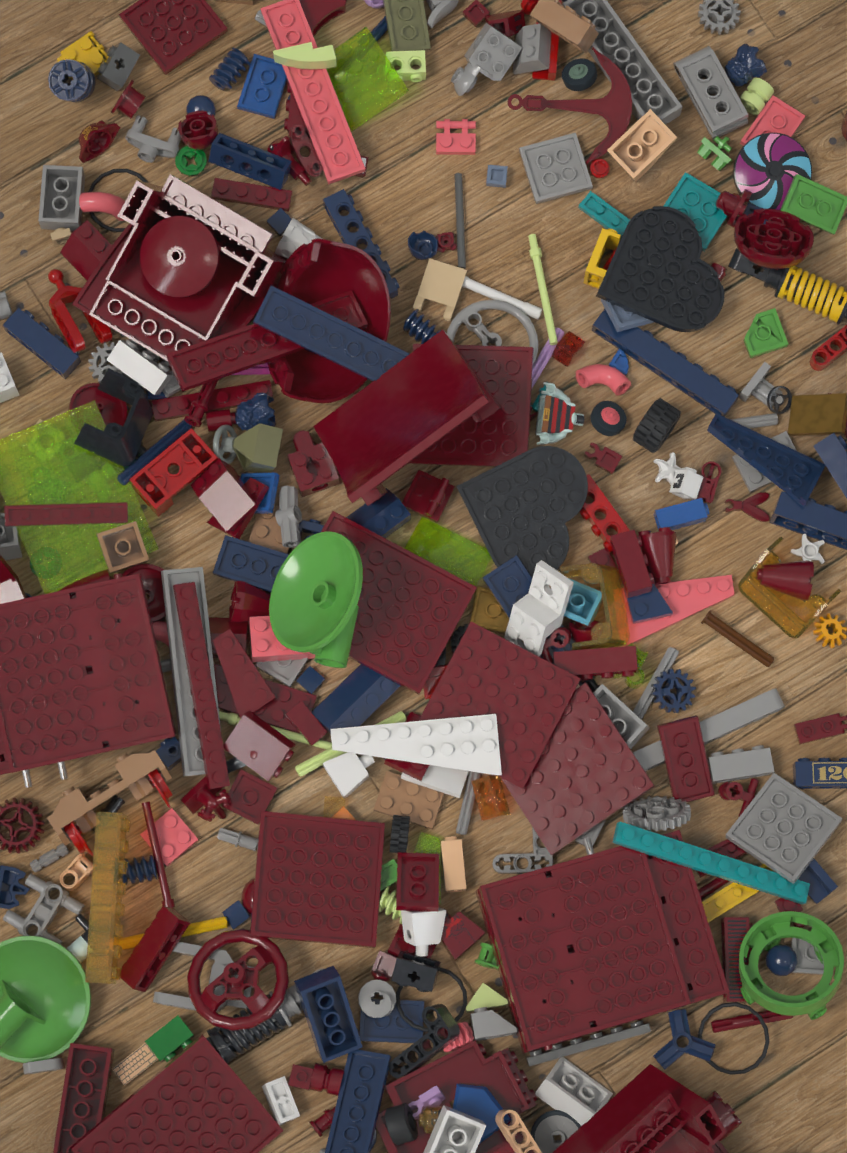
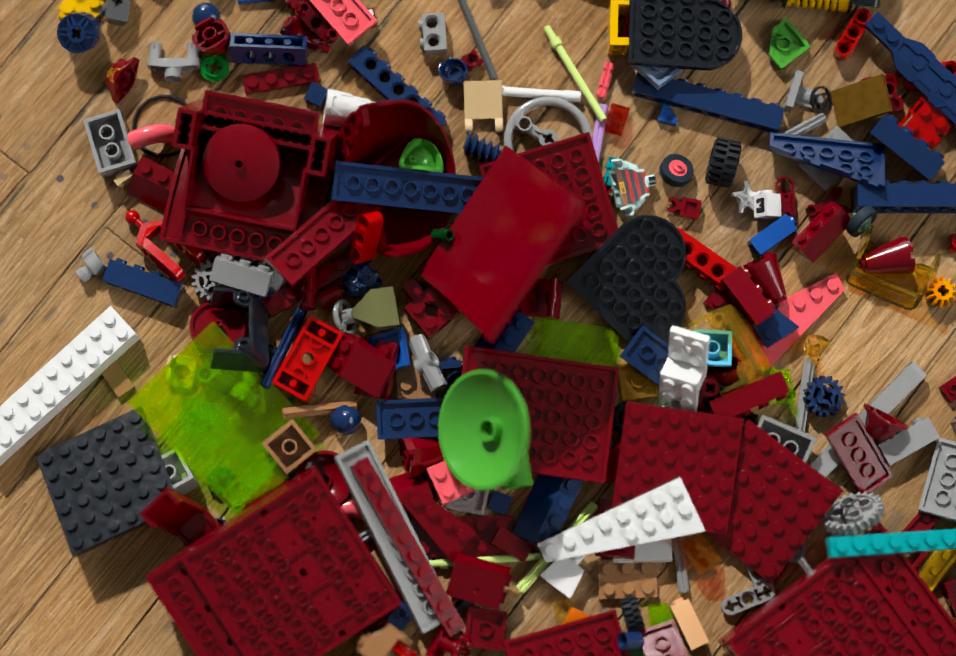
camera: 20 degrees left, 5 degrees up
(66, 514) = (226, 434): dark red tile -> none
(76, 570) = (254, 481): none -> clear neon green wing
(129, 101) = (138, 32): dark red piece -> none
(167, 525) = (315, 410): none -> medium nougat axle
(188, 544) = (345, 420): none -> dark blue hair
(274, 371) = (366, 237): none -> red beam
(352, 395) = (445, 235): none -> dark green pin
(358, 312) = (421, 155): none -> bright green hat
(387, 857) = (630, 640): none -> dark blue beam
(421, 203) = (437, 33): none -> light grey brick
(571, 306) = (605, 80): none -> coral axle
(603, 375) = (658, 132): coral cylinder -> none
(683, 637) = (813, 345): none -> clear yellow plate
(718, 736) = (882, 425): none -> dark red hat
(729, 526) = (821, 232): none -> dark red slope
(738, 639) = (862, 328): reddish brown axle -> none
(738, 793) = (911, 466): dark red piece -> none
(771, 529) = (861, 221): none -> black wheel
(809, 550) = (895, 226): white animal -> none

